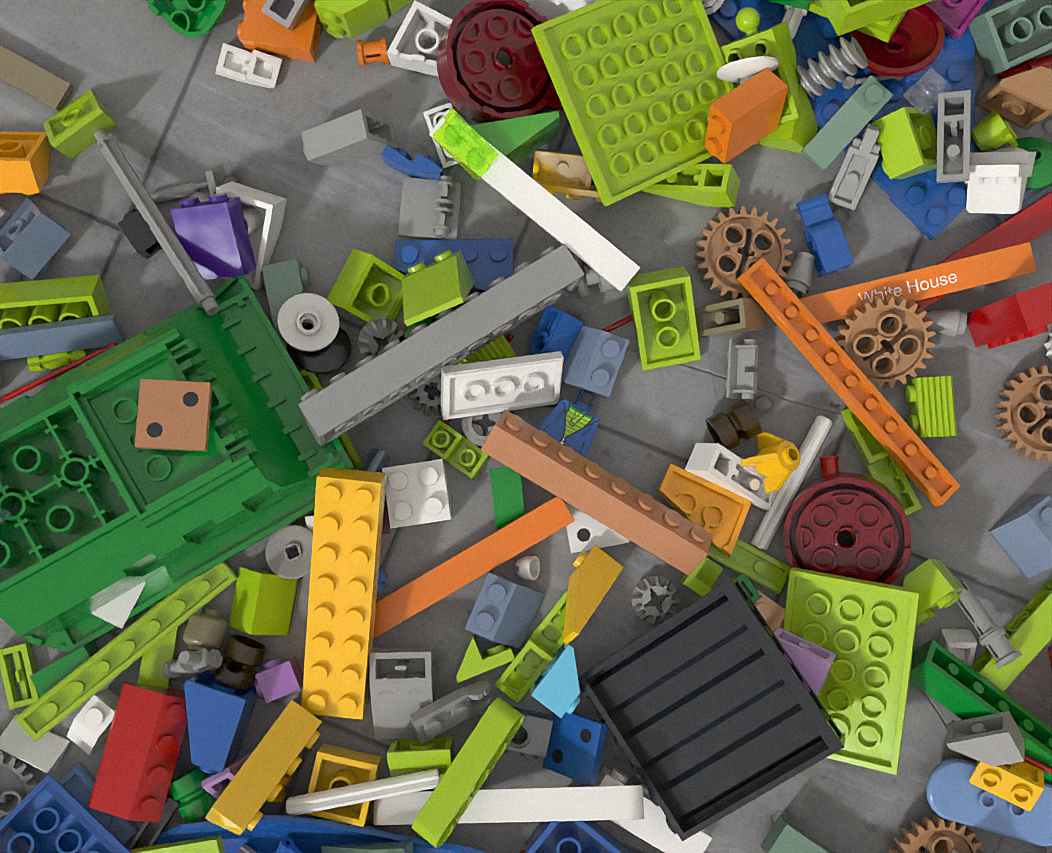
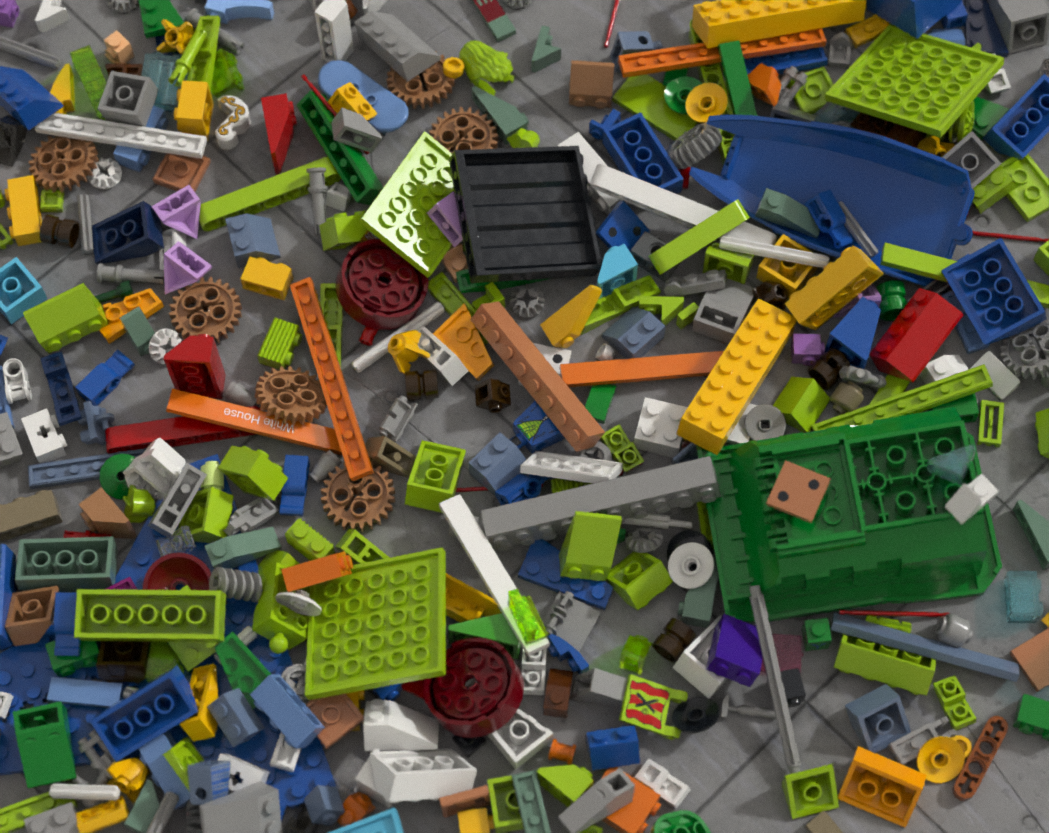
camera: 150 degrees left, 20 degrees down
(134, 307) = (816, 634): none -> green brick
(163, 279) = (788, 651): none -> clear pink piece
(252, 157) = (696, 715): none -> black dish
(295, 138) = (647, 706): none -> flag
(297, 230) = (675, 638): none -> dark brown wheel
(317, 73) = (613, 747): none -> blue slope
(333, 193) = (635, 654): none -> clear neon green slope
(350, 734) = (772, 293): none -> dark brown piece
(406, 116) = (558, 693): none -> reddish brown slope
(446, 662) = (687, 315): none -> lime tile
(640, 447) = (492, 395): none -> dark brown brick
(756, 824) = (524, 139): none -> lime piece
(770, 170) = (308, 541): none -> lime brick
(864, 803) = (465, 137): none -> medium nougat gear
(882, 216) = (253, 472): none -> lime brick
(925, 194) = (214, 476): none -> yellowish green brick
(992, 490) = (267, 278): none -> yellow brick

